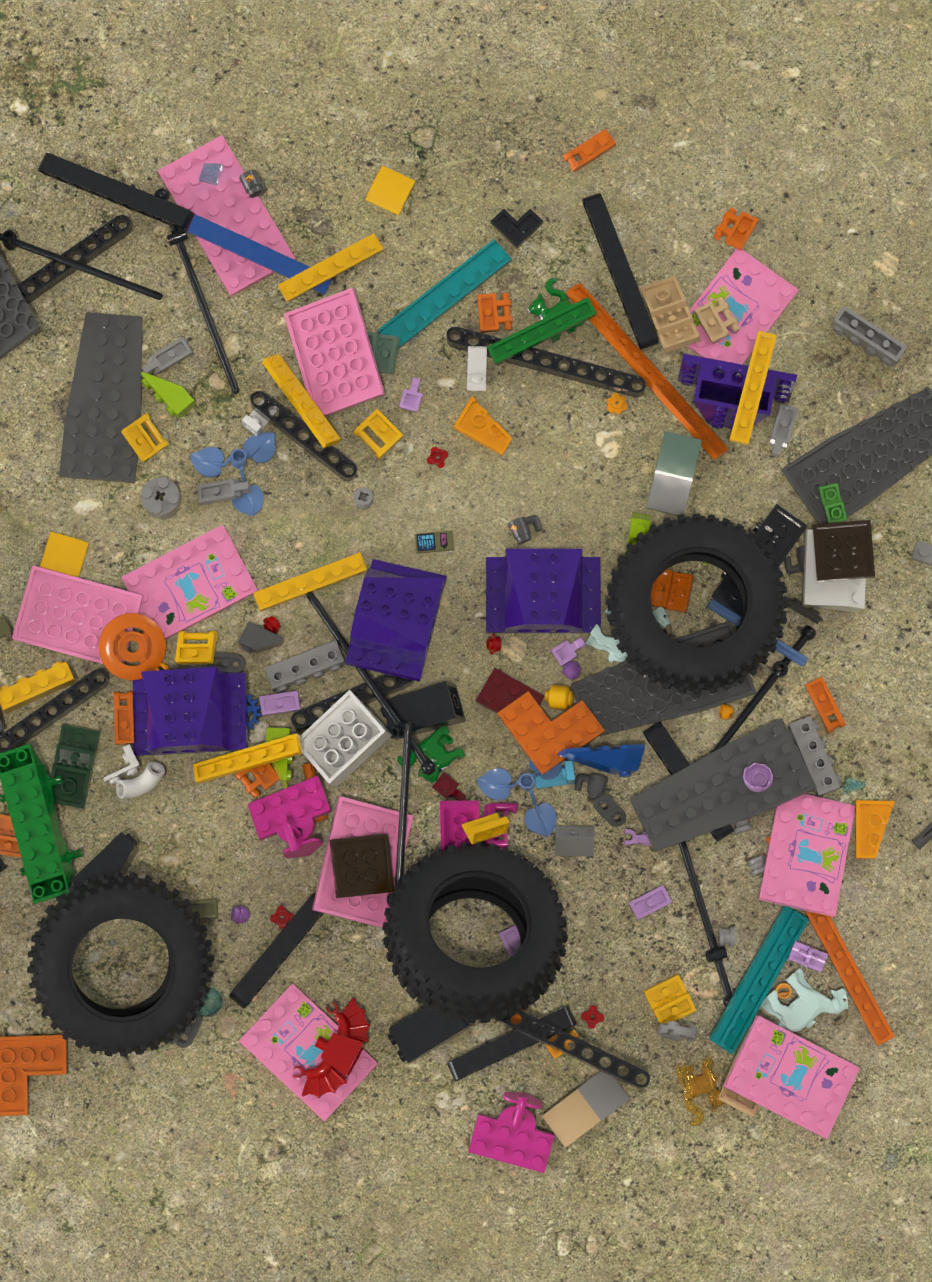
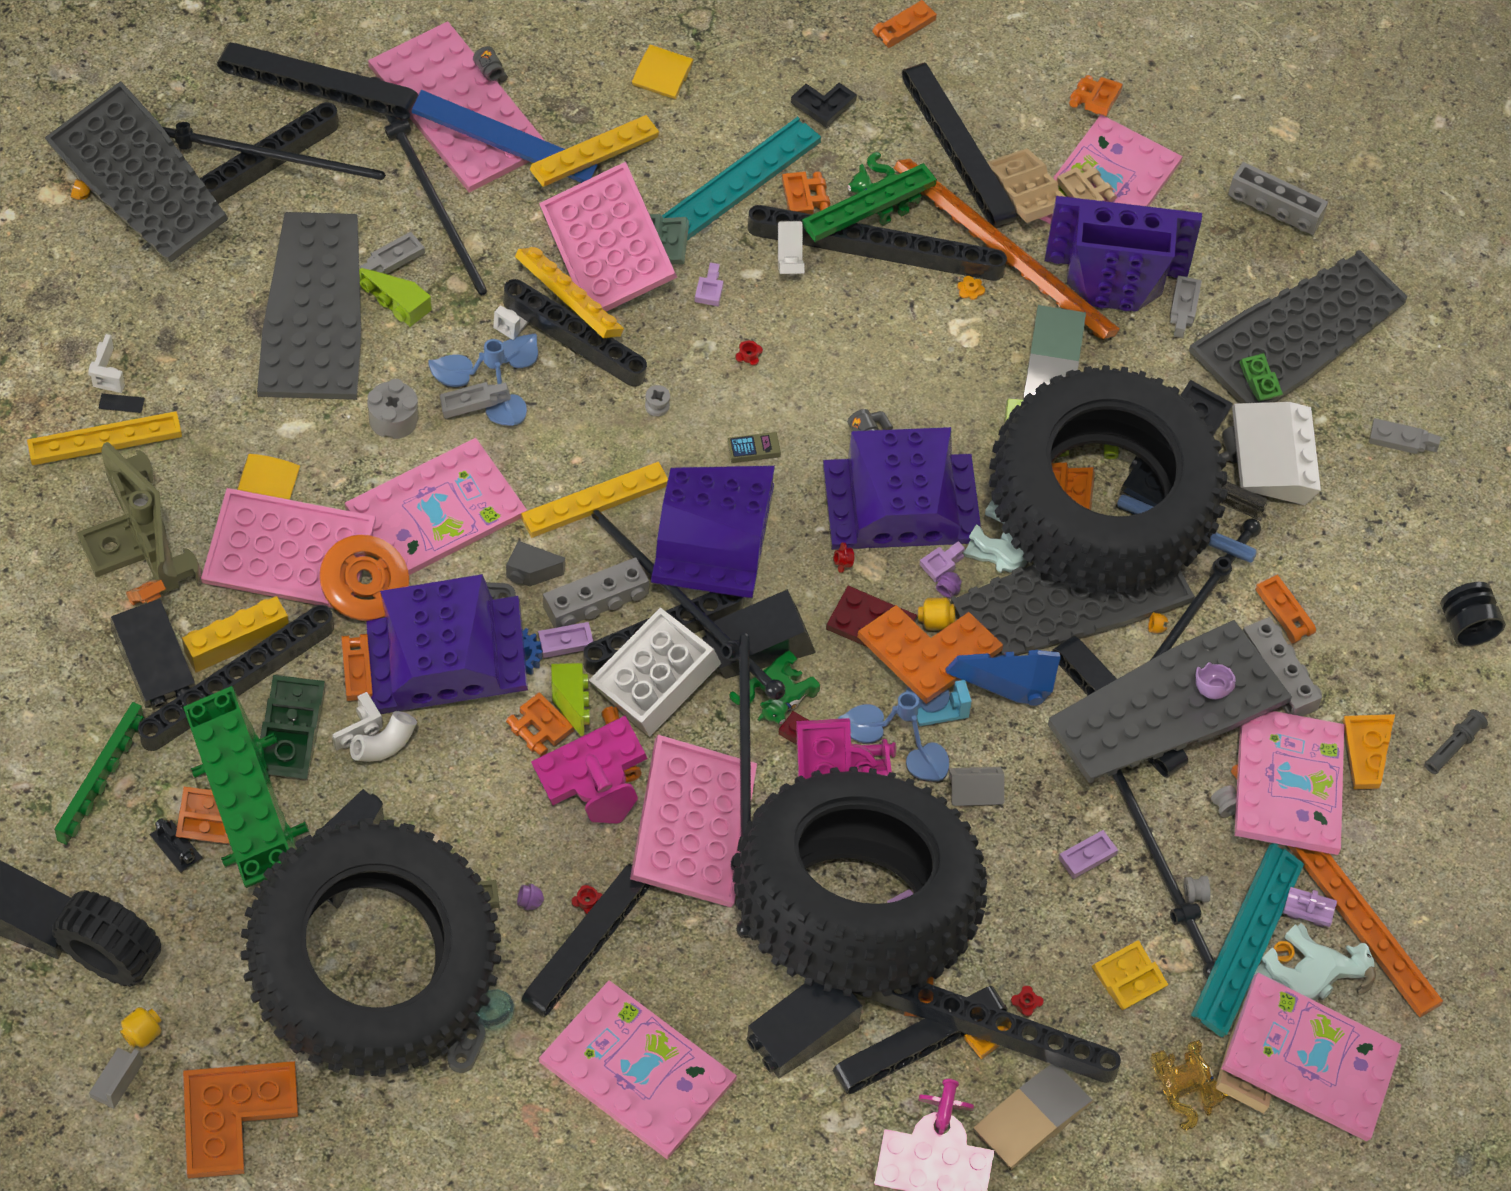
camera: 10 degrees left, 20 degrees down
(140, 439) = (364, 345): yellow plate -> none
(196, 652) = (450, 569): yellow plate -> none
(210, 173) = (437, 56): clear light blue slope -> none
(247, 758) = (528, 698): yellow plate -> none
(271, 624) = (549, 544): red plate -> none
(338, 1053) = (681, 1060): red torso -> none
(361, 865) = (694, 818): dark brown plate -> none
(382, 429) = (673, 322): yellow plate -> none
(480, 427) = (801, 318): light orange wing -> none
(486, 828) = (863, 750): yellow panel -> none
(596, 784) = (998, 716): dark grey piece -> none
(610, 811) = (1020, 744): dark grey plate -> none
(637, 839) = (1068, 778): lavender plate -> none
(676, 1032) = (1147, 1007): light grey plate -> none
(743, 826) = (1198, 754): light grey wheel -> none
(753, 388) = (1150, 225): yellow plate -> none
(844, 551) = (1286, 420): dark brown plate -> none
(852, 786) = (1337, 700): clear light blue slope -> none

